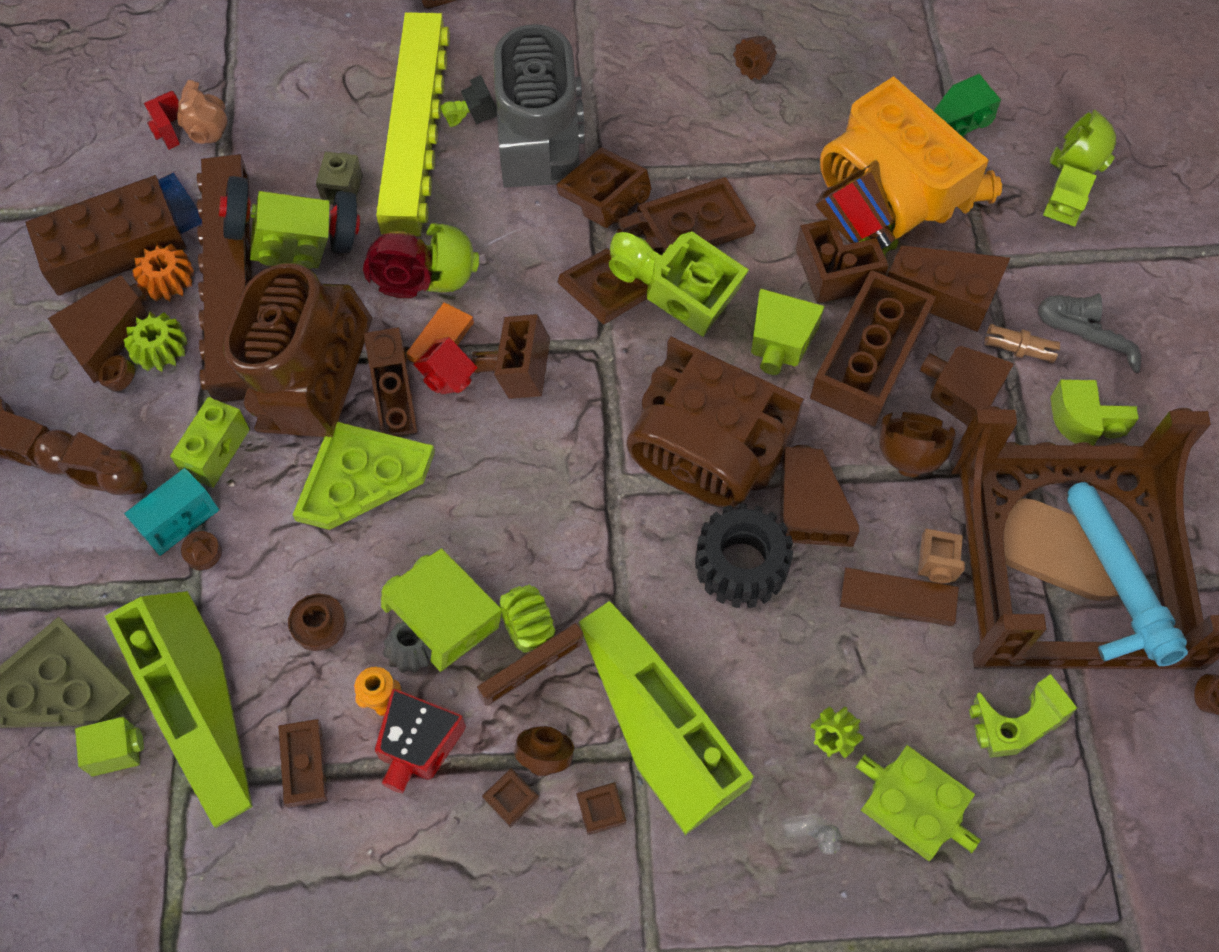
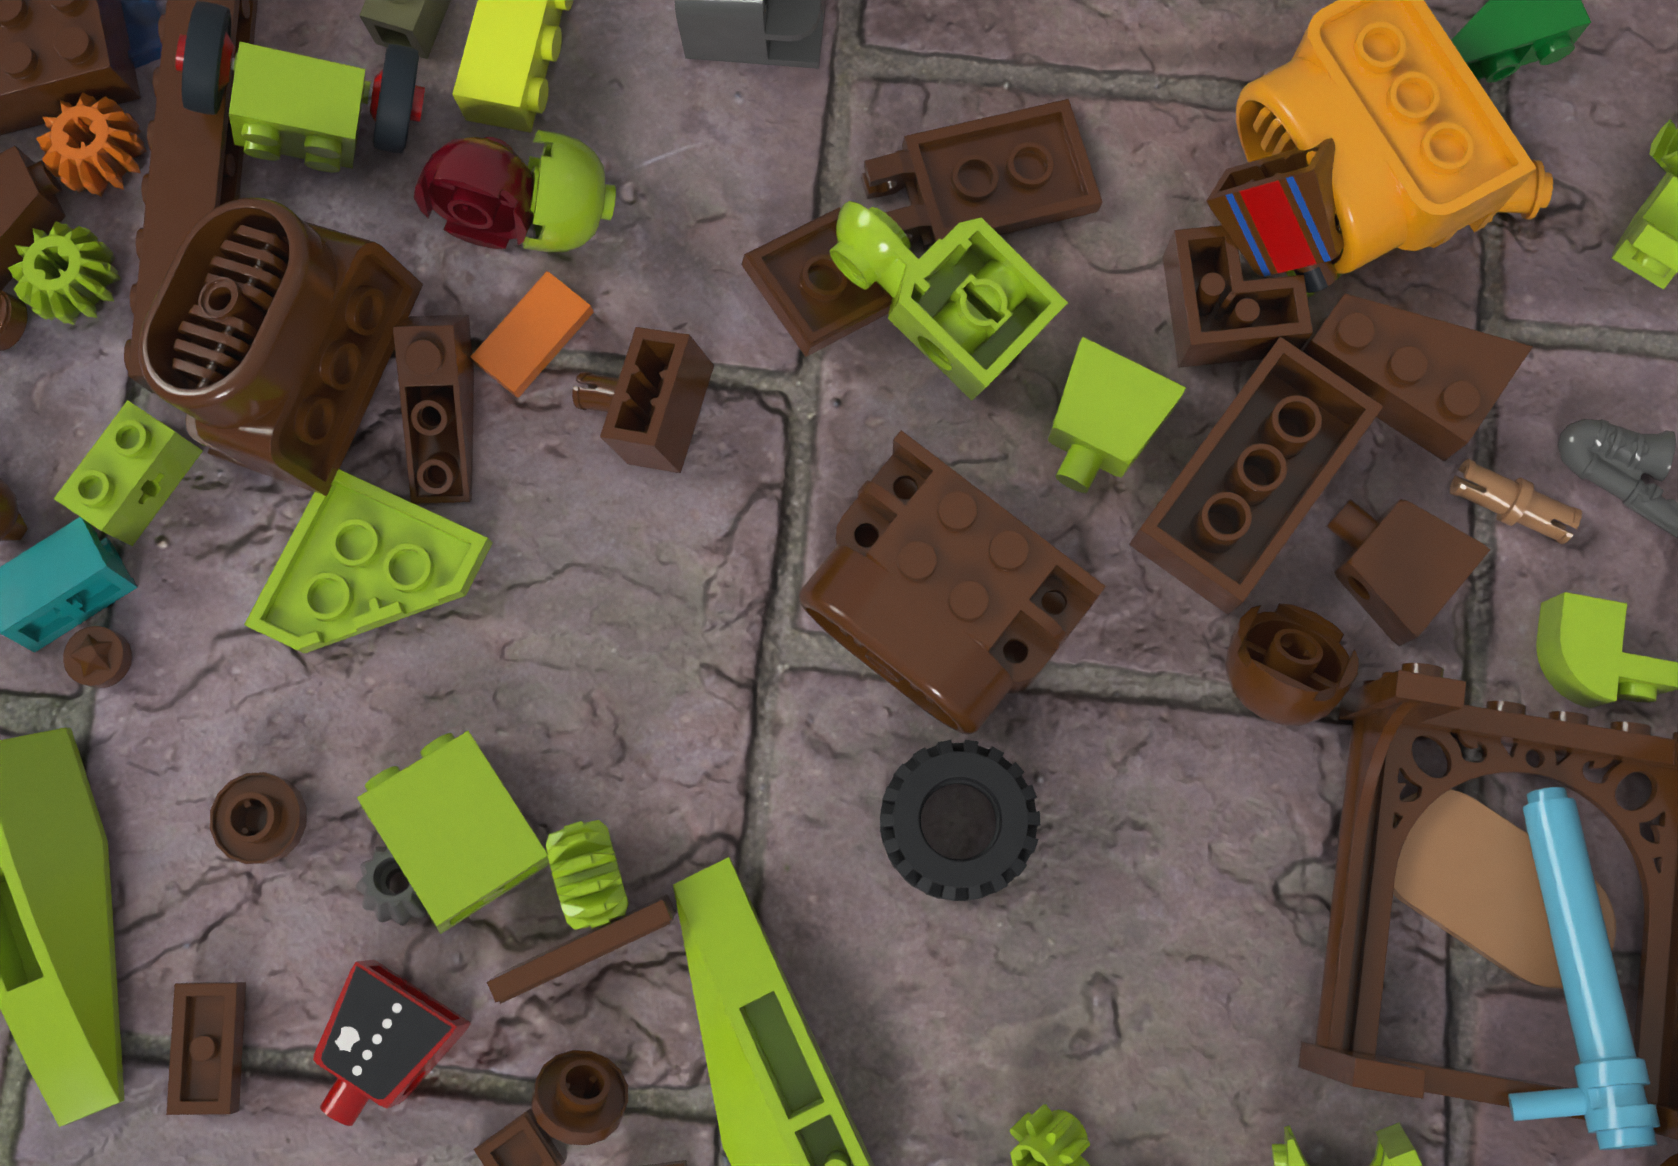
camera: 15 degrees right, 15 degrees up
(378, 698) = (352, 940): light orange brick -> none
(445, 367) = (526, 399): red brick -> none
(606, 186) = (856, 90): reddish brown plate -> none
(813, 500) = (1093, 735): reddish brown slope -> none
(899, 597) = (1203, 926): reddish brown tile -> none
(941, 556) = (1286, 872): medium nougat bracket -> none

